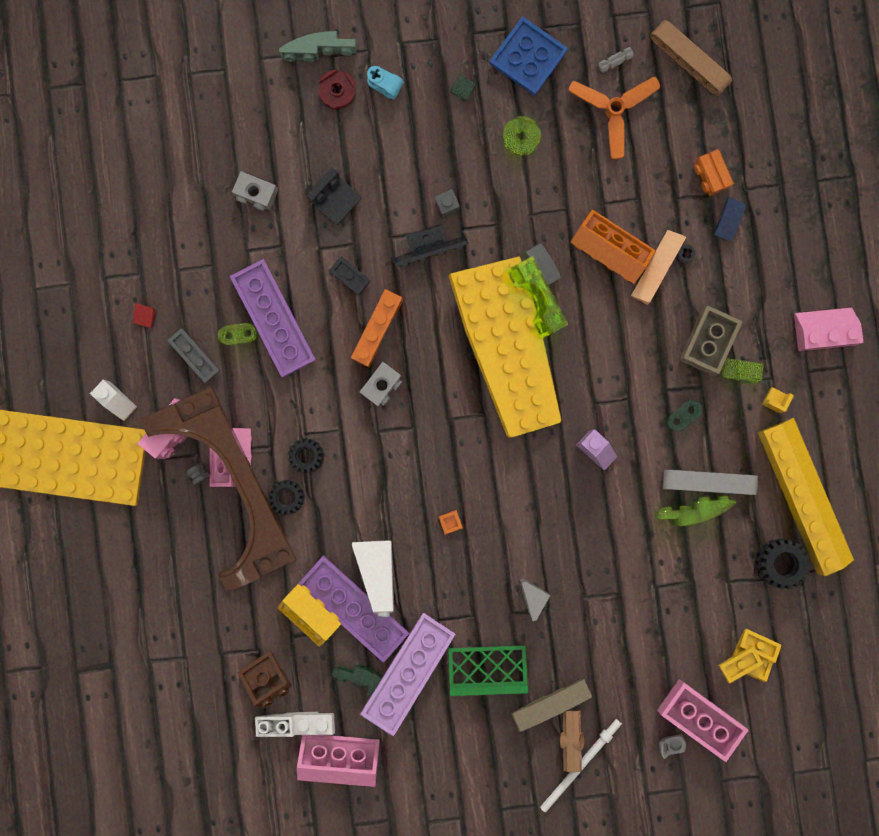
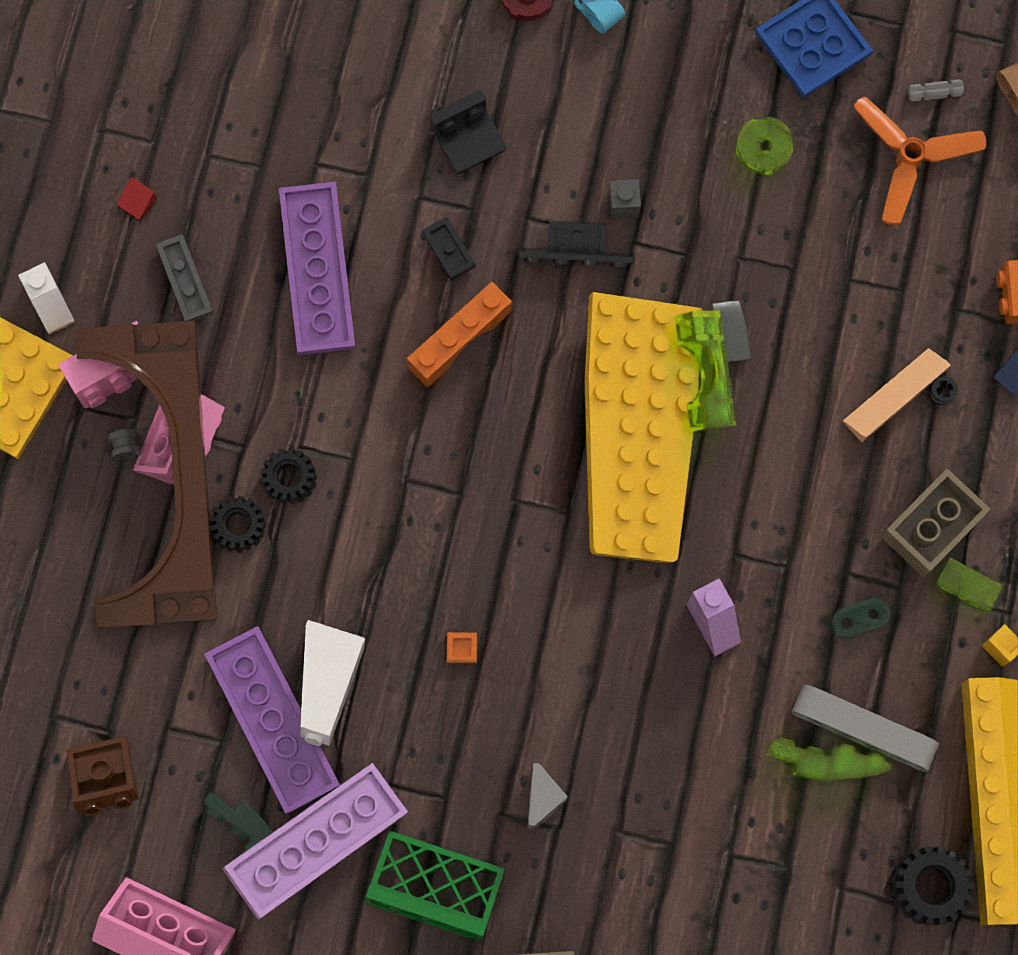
camera: 10 degrees right, 10 degrees down
(238, 334) = (259, 271): clear neon green plate -> none
(246, 183) = (354, 72): light grey brick -> none
(295, 724) = (120, 857): white slope -> none
(309, 614) = (204, 702): yellow slope -> none
(383, 373) = (443, 399): light grey brick -> none
(462, 88) = (705, 52): clear green tile -> none
(613, 246) = (840, 342): orange slope -> none

